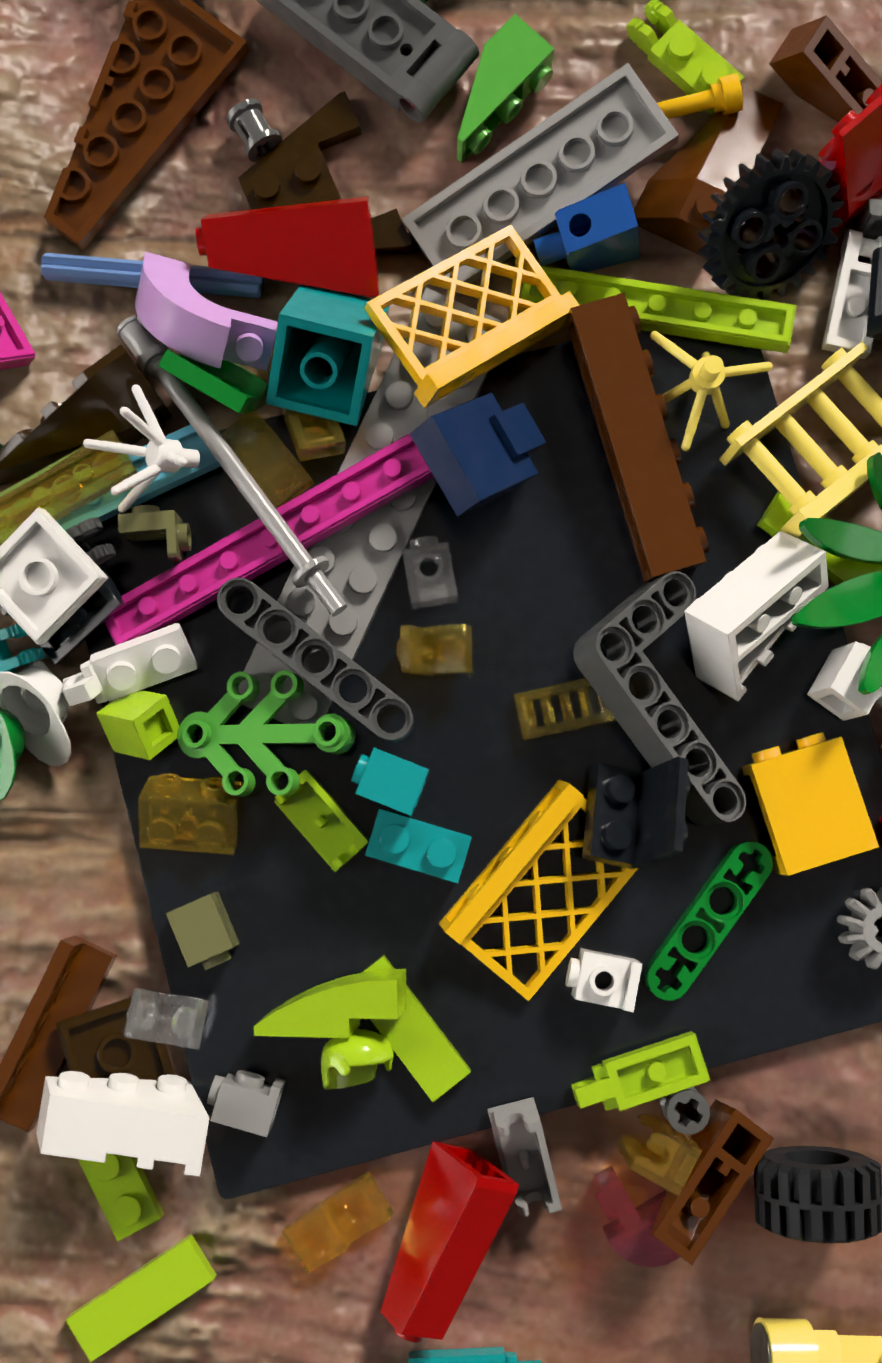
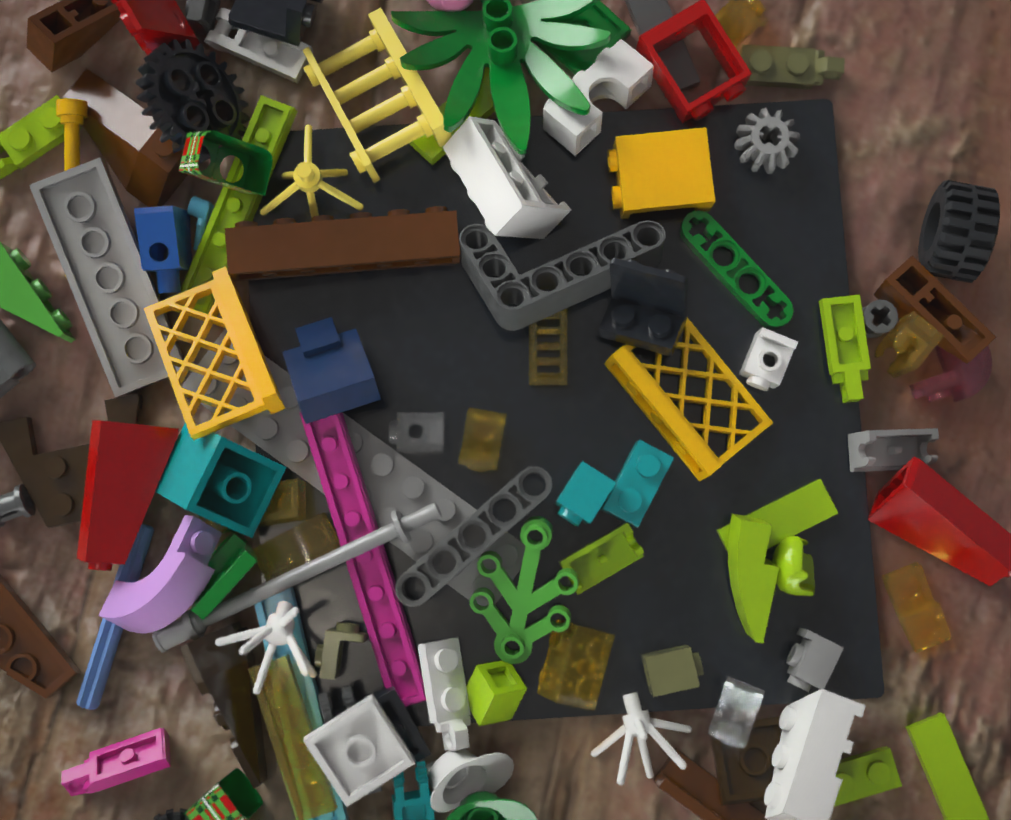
camera: 75 degrees left, 0 degrees up
(132, 902) = (638, 724): none -> white plant
(644, 268) = (202, 210): none -> medium azure hand
(715, 313) = (256, 161): none -> green piece

